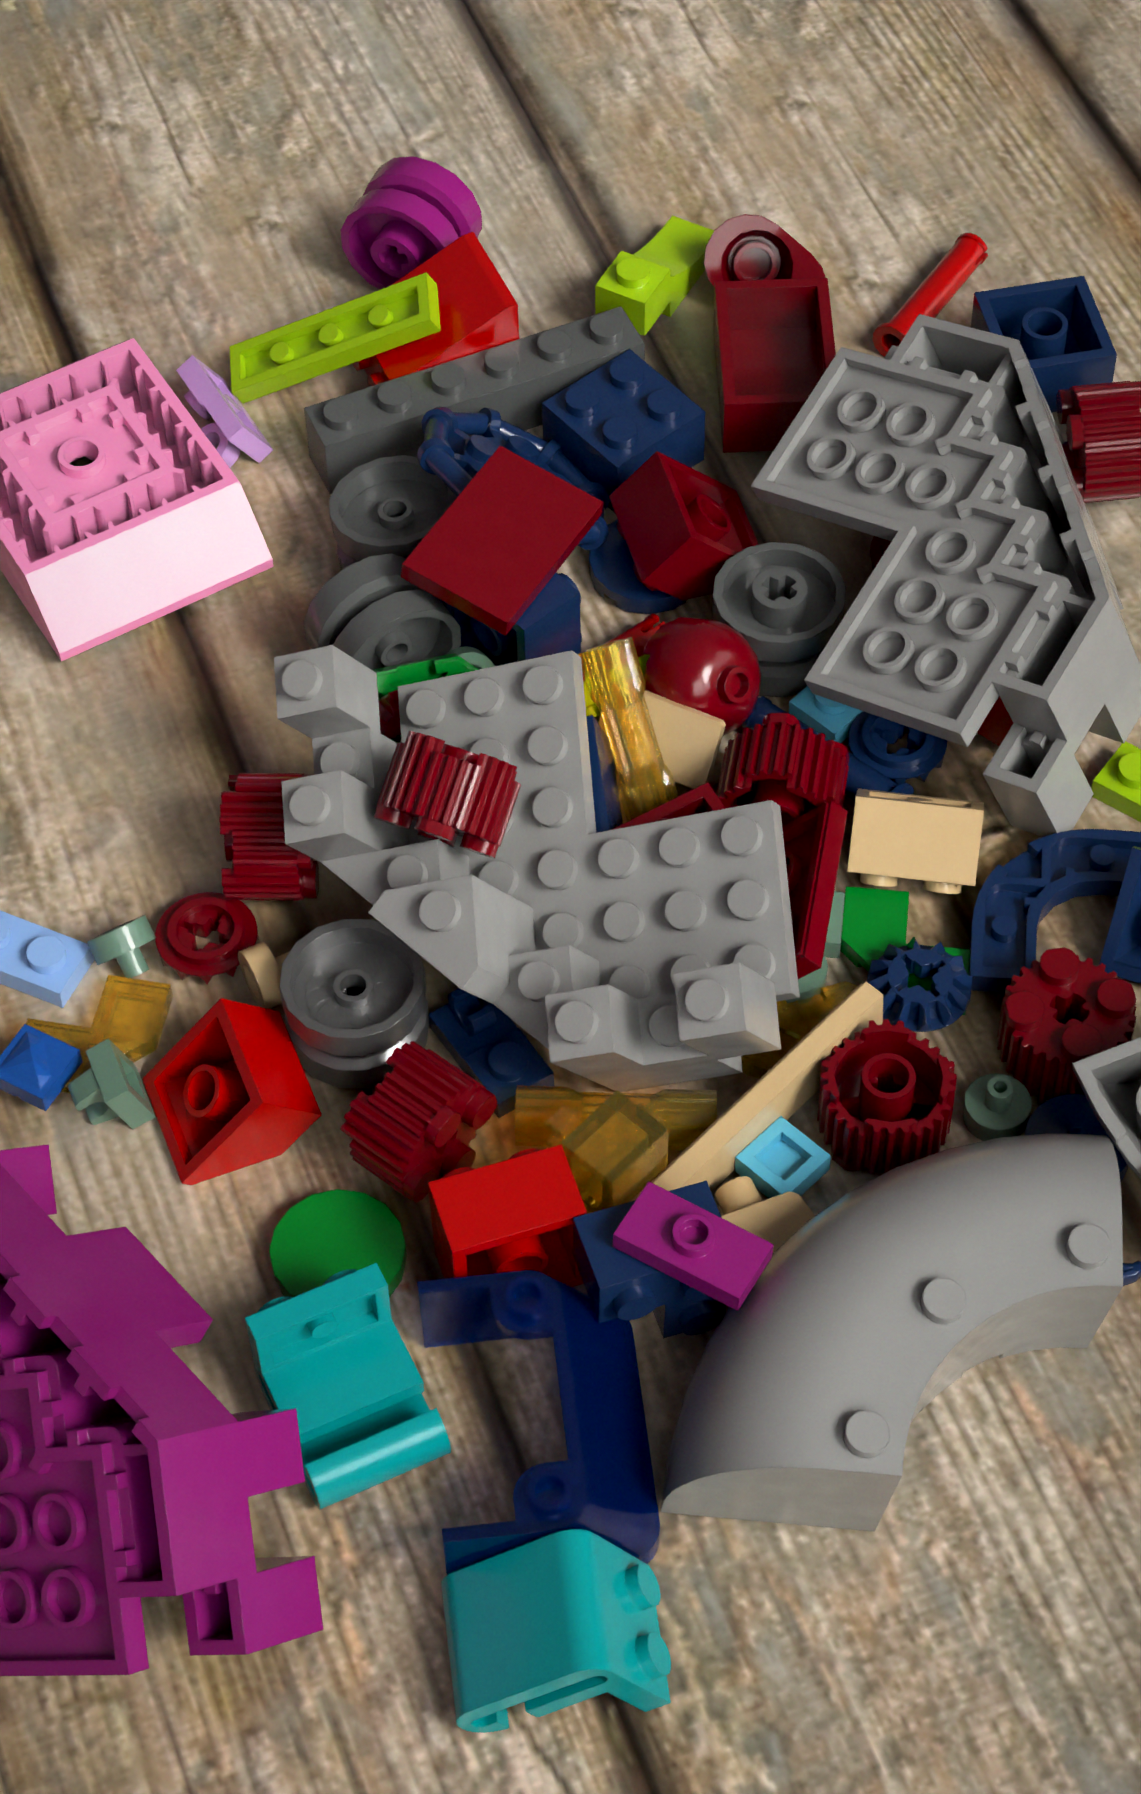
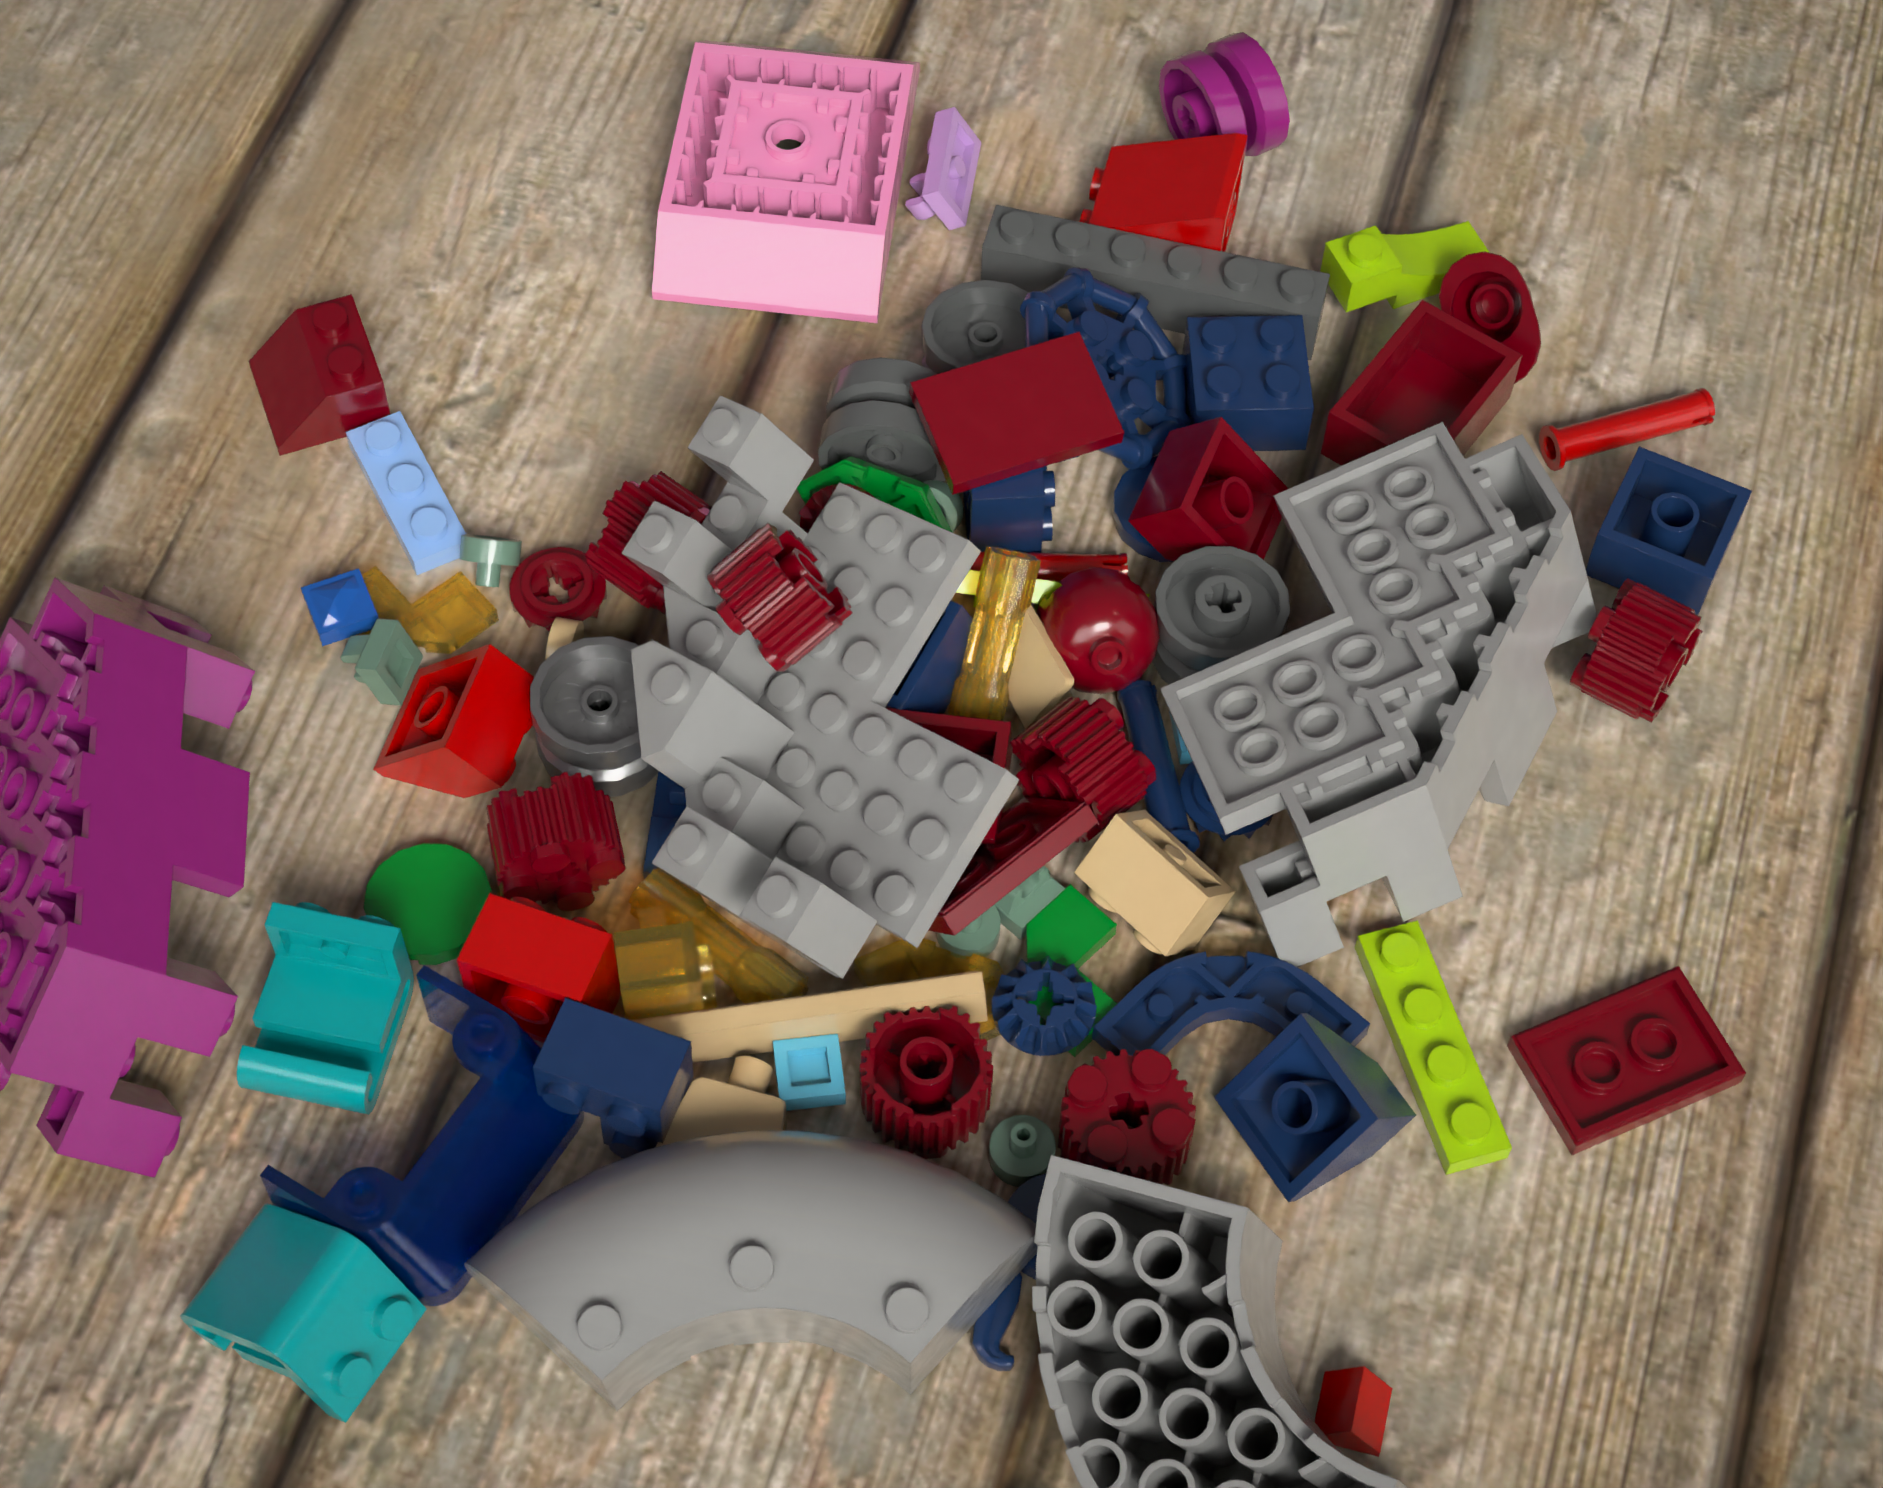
camera: 35 degrees right, 5 degrees up
(335, 338) = (1076, 160): lime plate -> none
(693, 1245) = (625, 1085): magenta plate -> none

